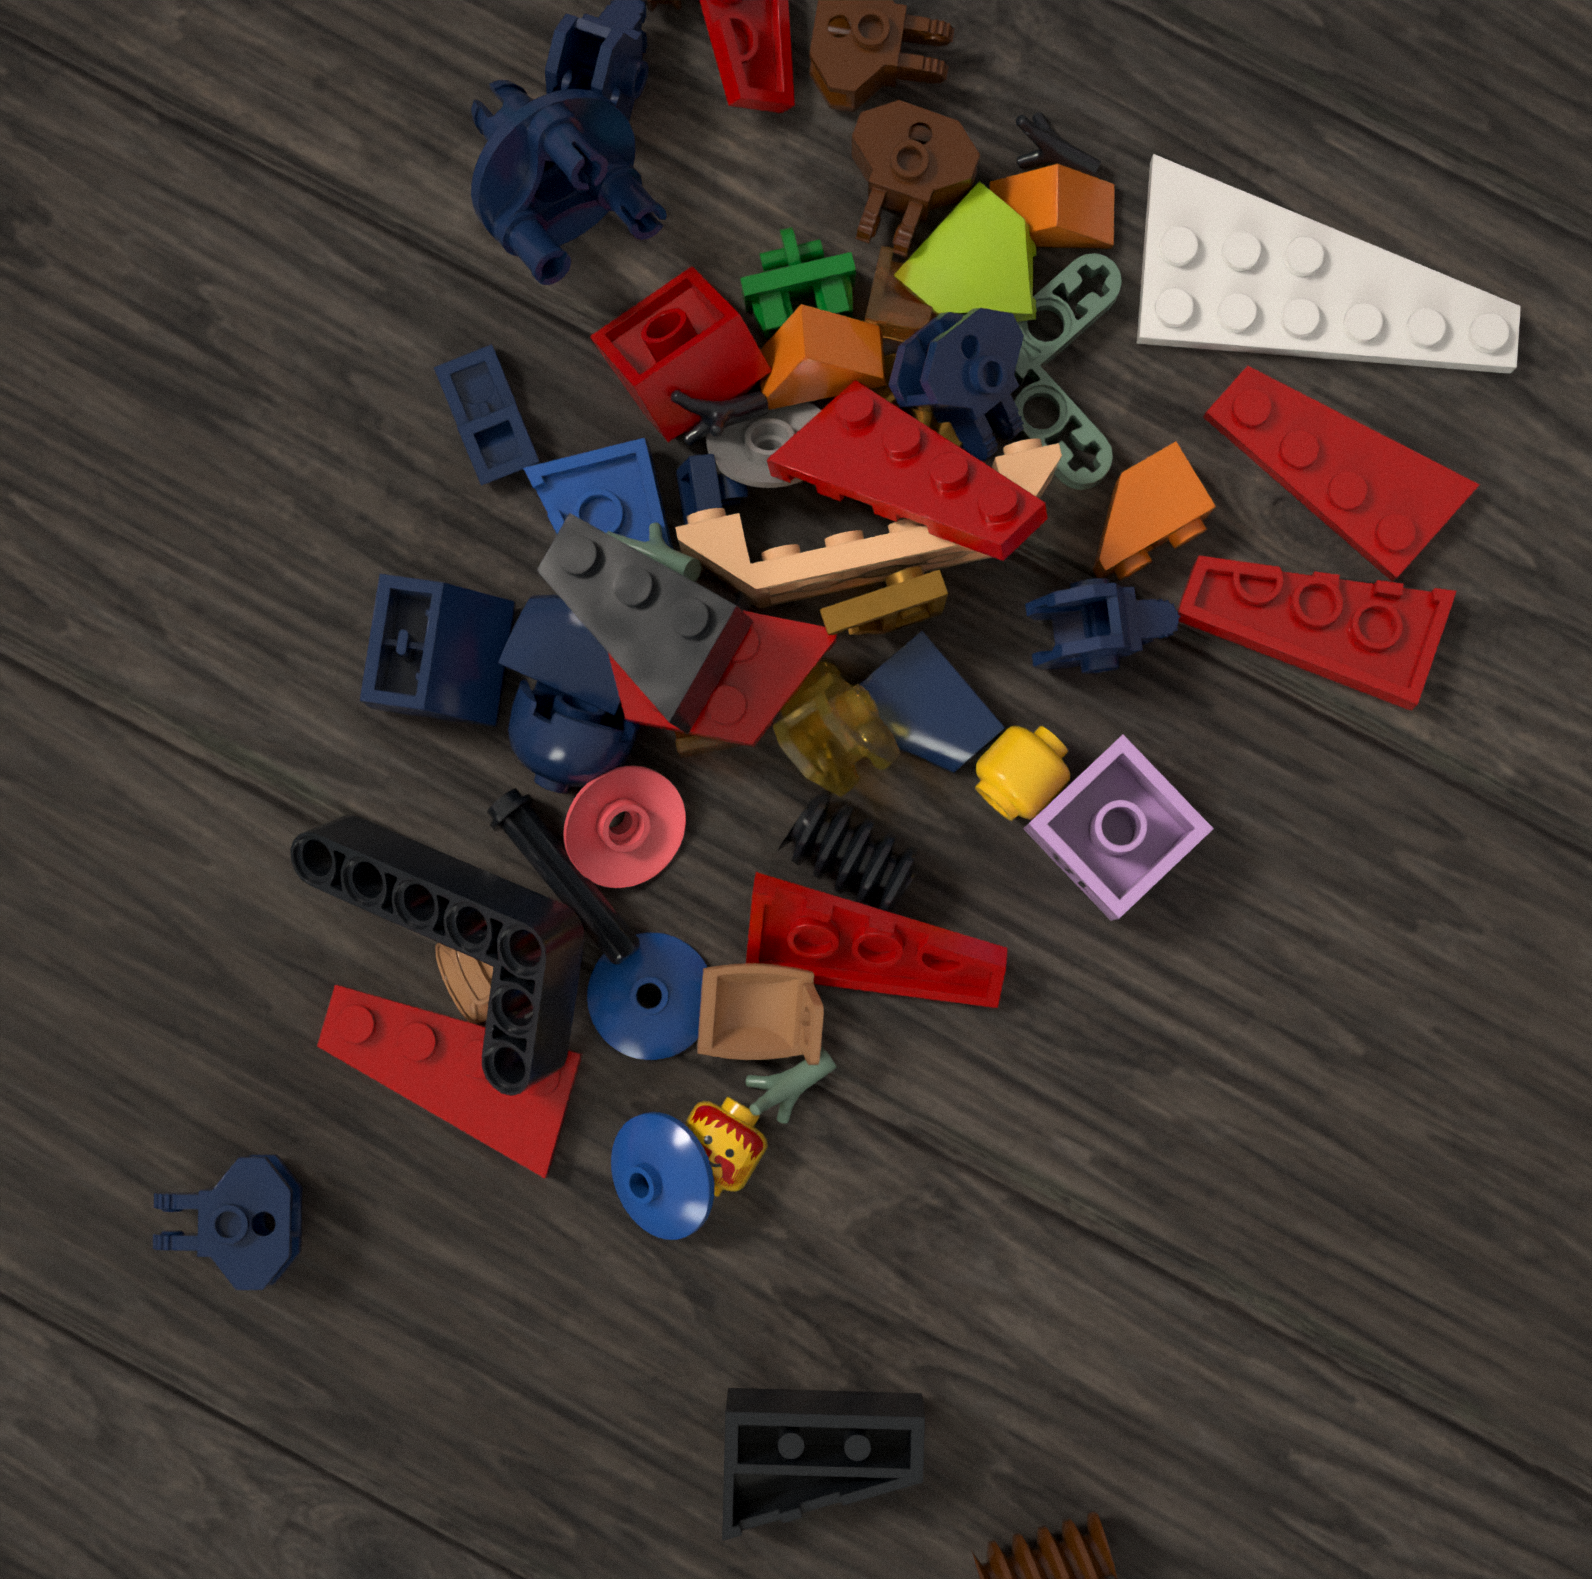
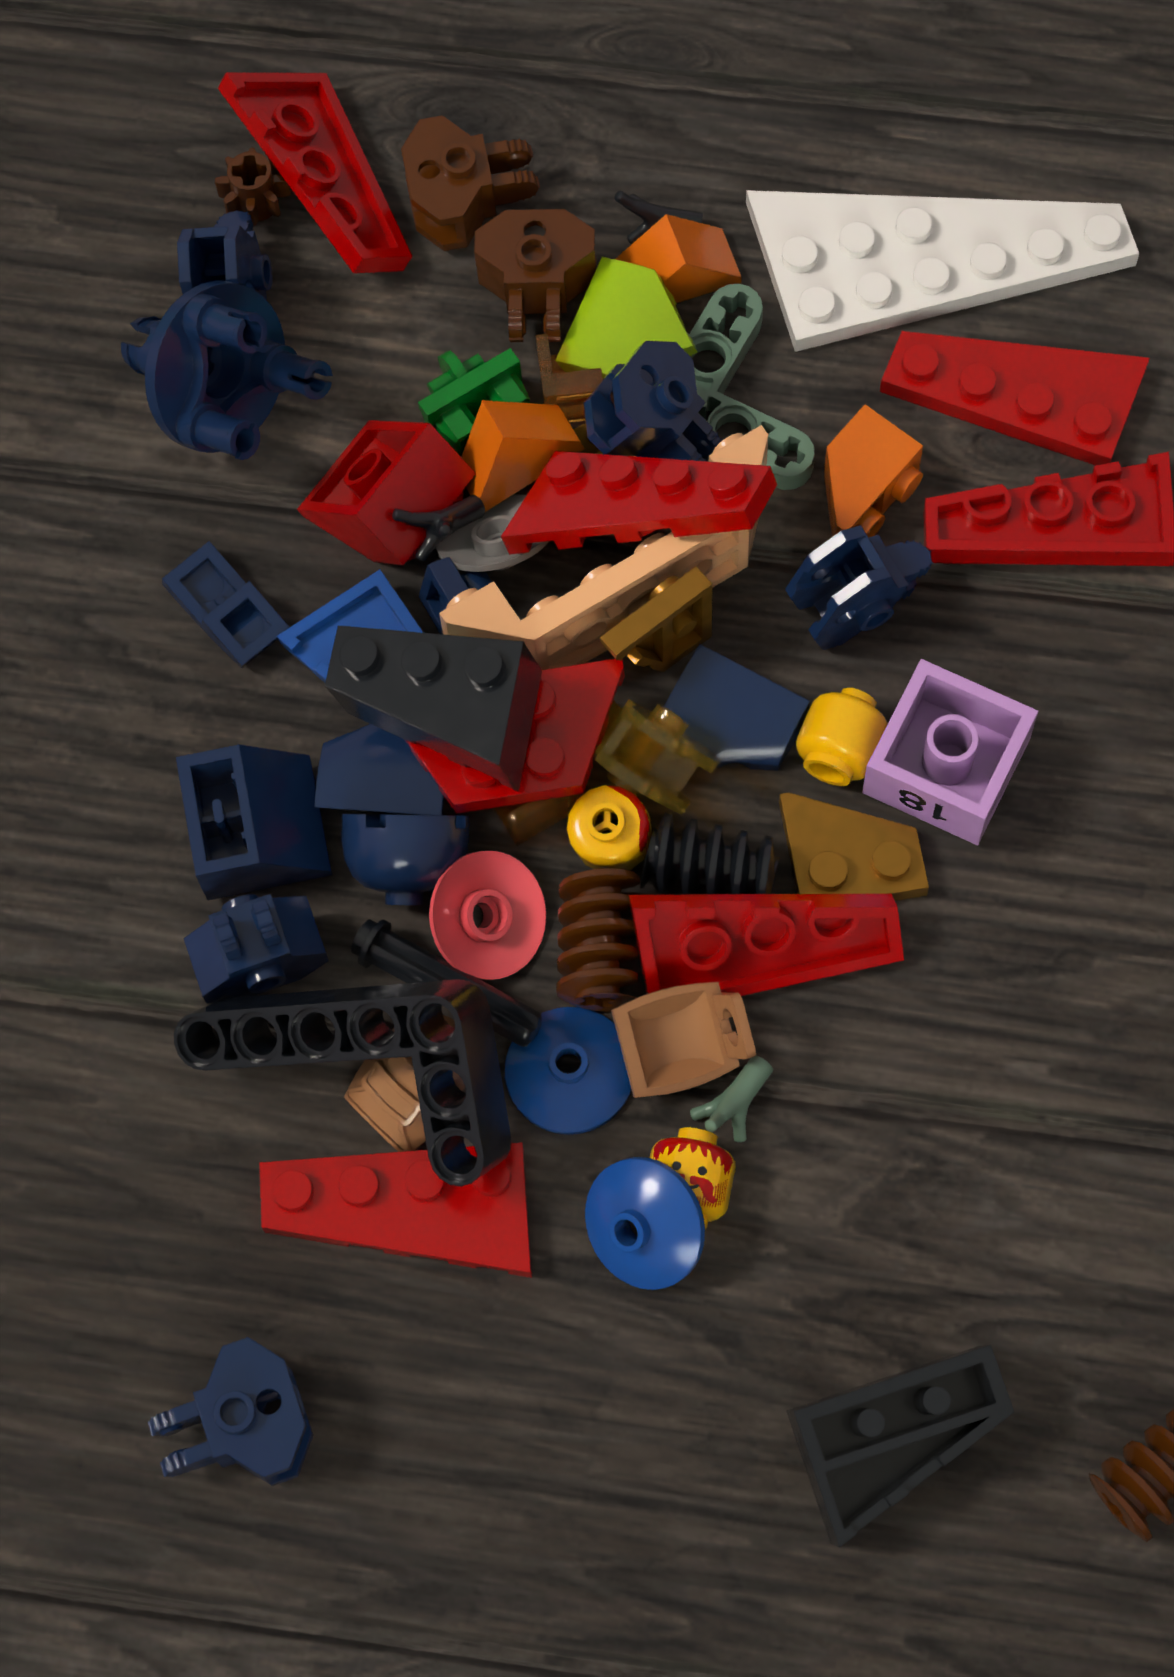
camera: 20 degrees left, 15 degrees down
(397, 780) = (255, 946): none -> dark blue hinge
(718, 888) = (594, 937): none -> reddish brown piece
(790, 793) = (593, 814): none -> yellow head
(986, 887) = (850, 851): none -> pearl gold wing

